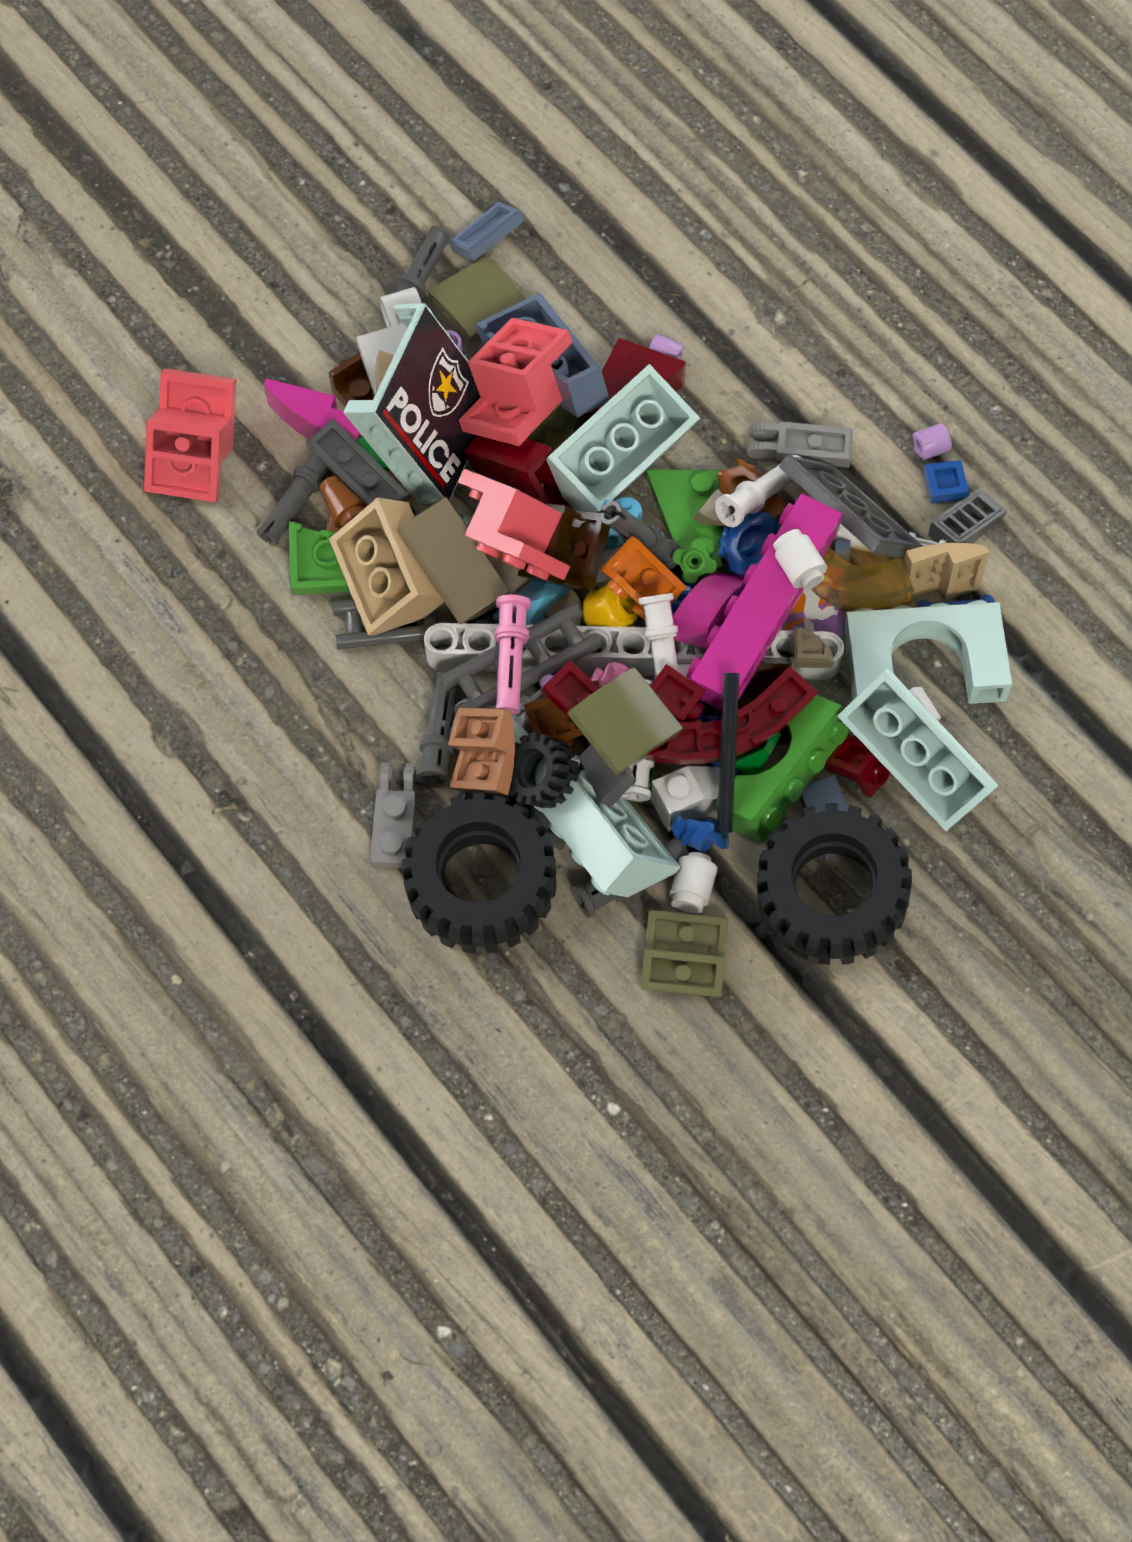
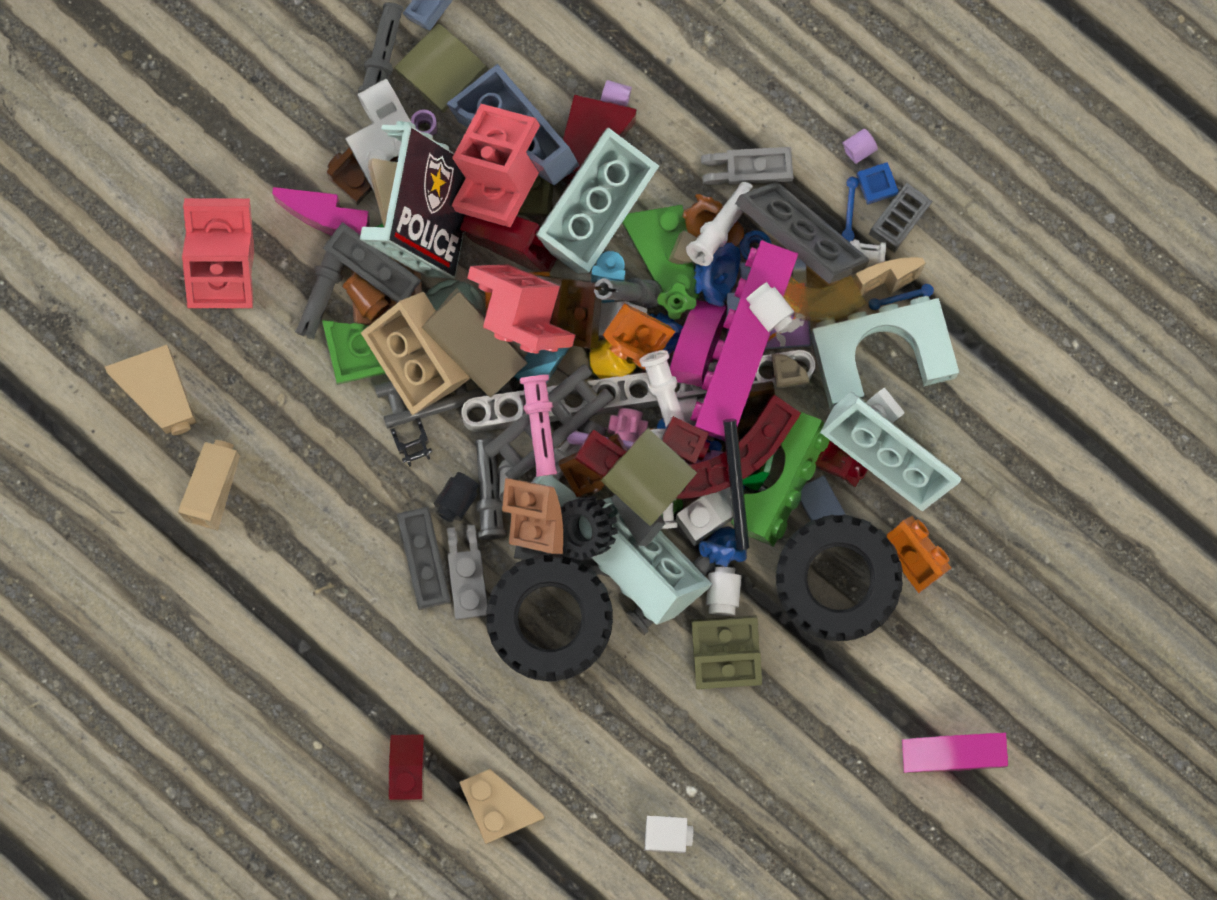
camera: 15 degrees left, 15 degrees up
(86, 562) = (156, 388): none -> tan slope
(118, 672) = (210, 485): none -> tan slope
(273, 1022) = (406, 768): none -> dark red slope
(348, 793) = (423, 558): none -> dark grey tile
(349, 670) = (402, 447): none -> black piece
(375, 1084) = (497, 806): none -> tan wing
(399, 730) = (456, 497): none -> black brick
(573, 1149) = (667, 834): none -> white brick
(917, 480) = (852, 183): none -> blue hinge
(935, 883) = (919, 557): none -> orange bracket
(947, 1114) = (955, 753): none -> dark pink slope

